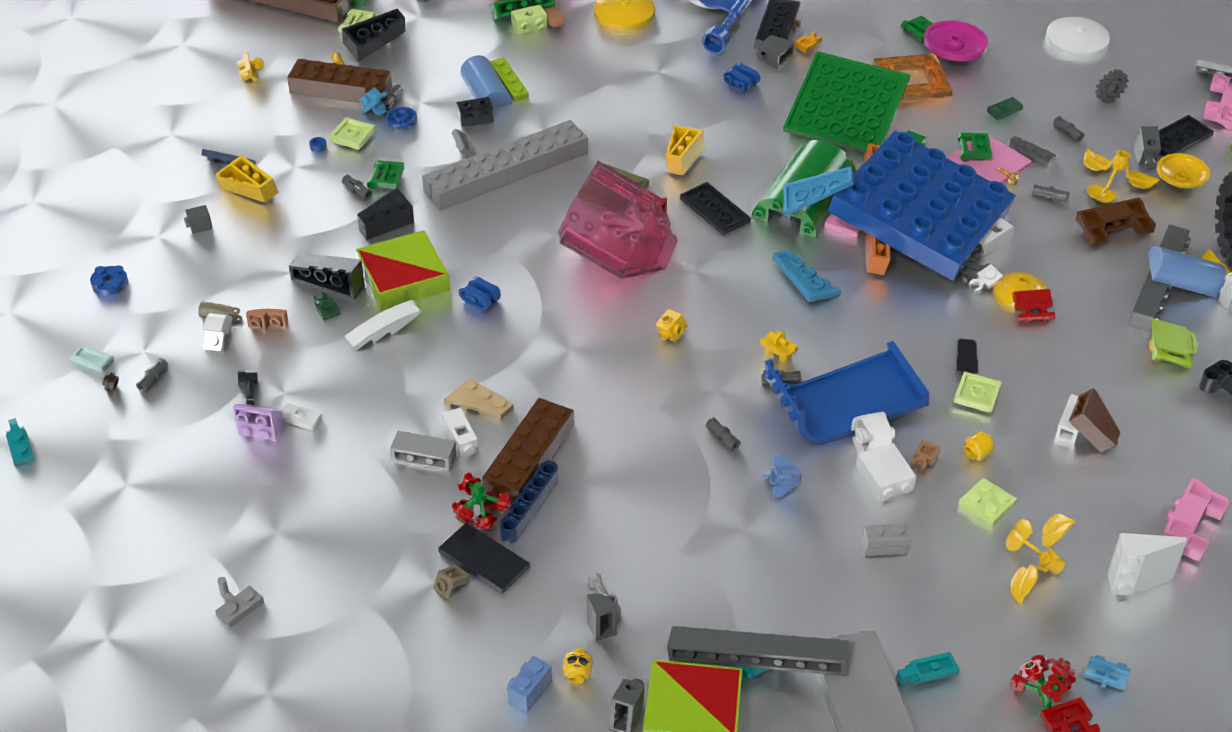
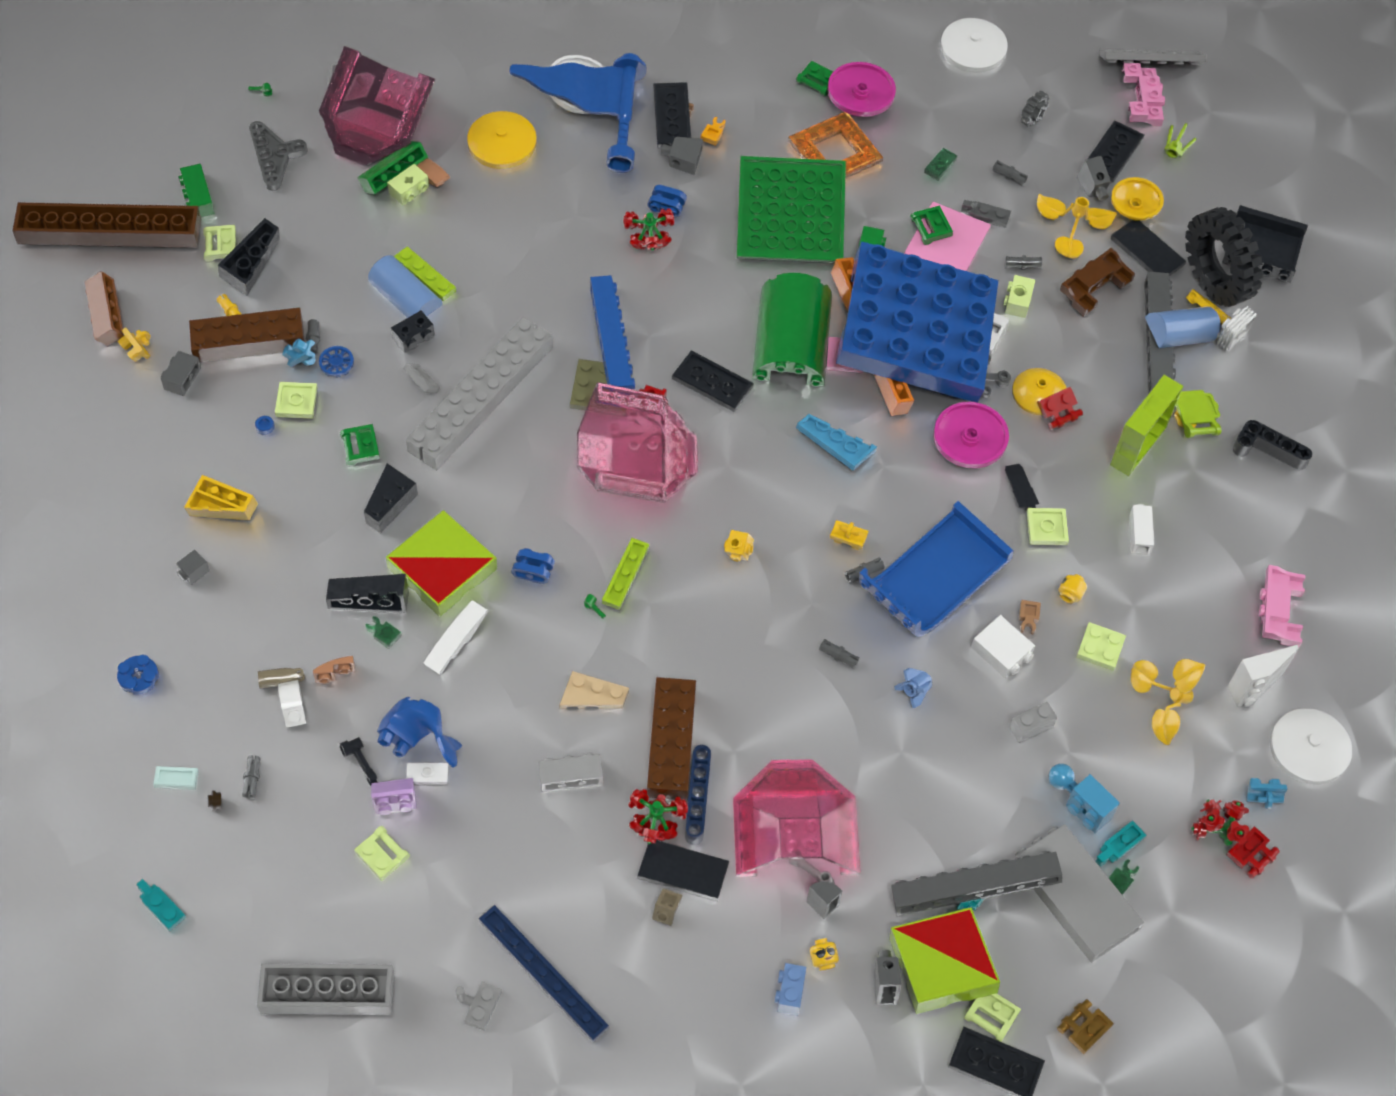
camera: 25 degrees left, 15 degrees up
(110, 544) = (326, 989): none -> light grey brick
(213, 156) = (178, 476): dark blue plate -> none
(218, 465) = (377, 858): none -> yellowish green plate
(239, 39) = (104, 308): none -> brick
(272, 94) = (180, 373): none -> dark grey brick
(303, 370) = (409, 723): none -> blue hips
(308, 599) = (544, 973): none -> dark blue plate
(363, 191) = (347, 473): dark grey pin -> none
(460, 431) = (595, 739): white brick -> none
(515, 334) = (590, 602): none -> green hand
(558, 321) = (625, 573): none -> lime plate
(616, 540) = (795, 814): none -> clear pink windscreen
(642, 145) = (611, 332): none -> blue brick
(684, 148) = (653, 316): yellow wedge -> none
(714, 89) = (649, 224): none -> red plant
(813, 189) = (818, 346): dark azure wing -> none
(871, 431) = (977, 610): white brick -> none
(908, 616) = (1087, 799): none -> dark azure brick
(918, 702) = (1122, 878): none -> clear green plate
(934, 302) = (971, 435): none -> dark pink dish
(987, 277) = (1006, 388): white plate -> none
(1013, 177) = (982, 251): clear yellow hand -> none
(1033, 215) = (1020, 296): none -> yellowish green brick
(1094, 421) = (1164, 529): reddish brown slope -> none
(1109, 329) = (1146, 425): none -> lime tile
(1176, 650) = (1310, 746): none -> white dish
(1179, 211) = (1147, 248): none -> black tile

